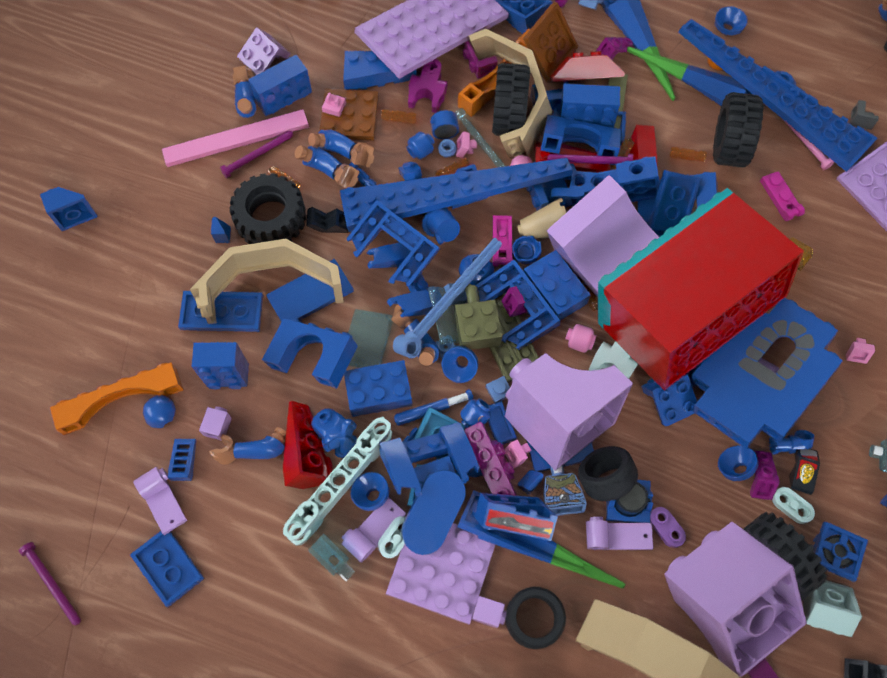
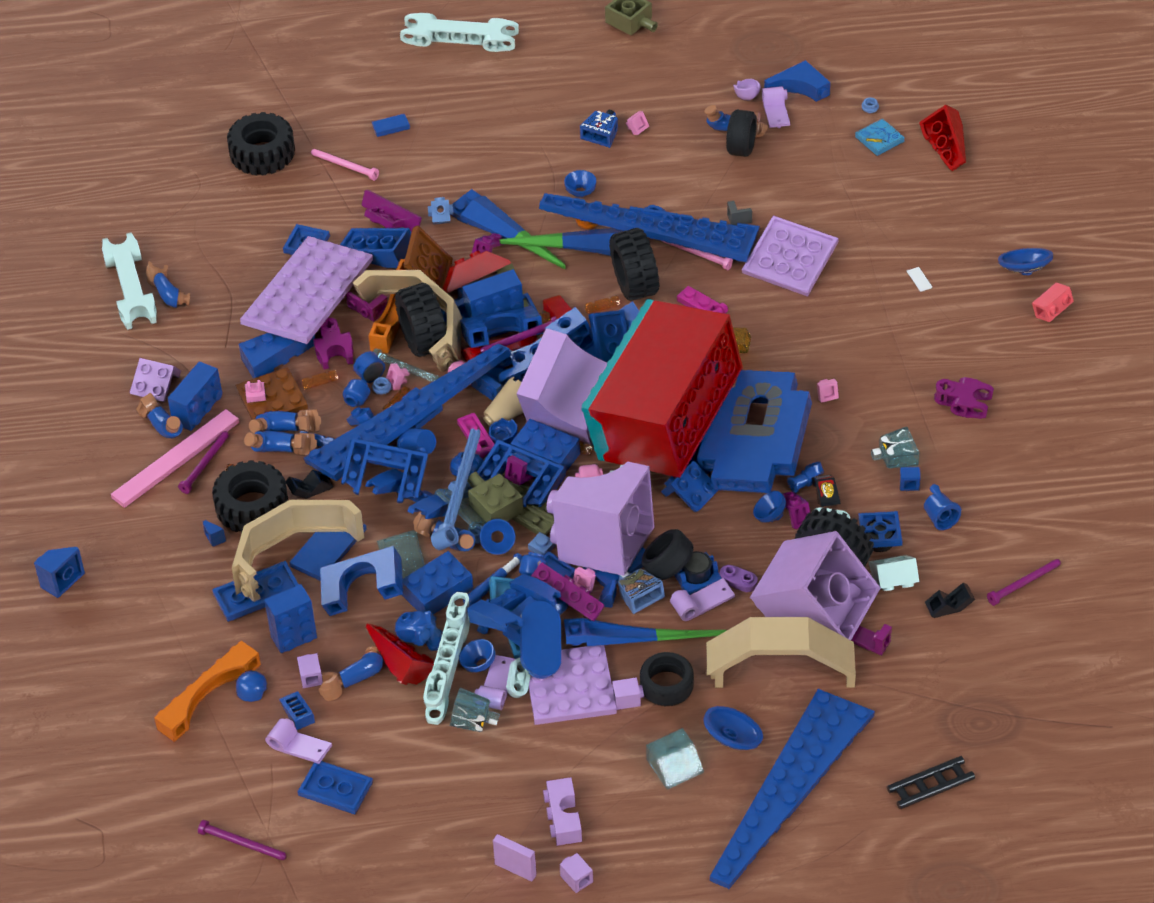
camera: 25 degrees left, 20 degrees down
(516, 515) = (609, 611): blue wedge -> none

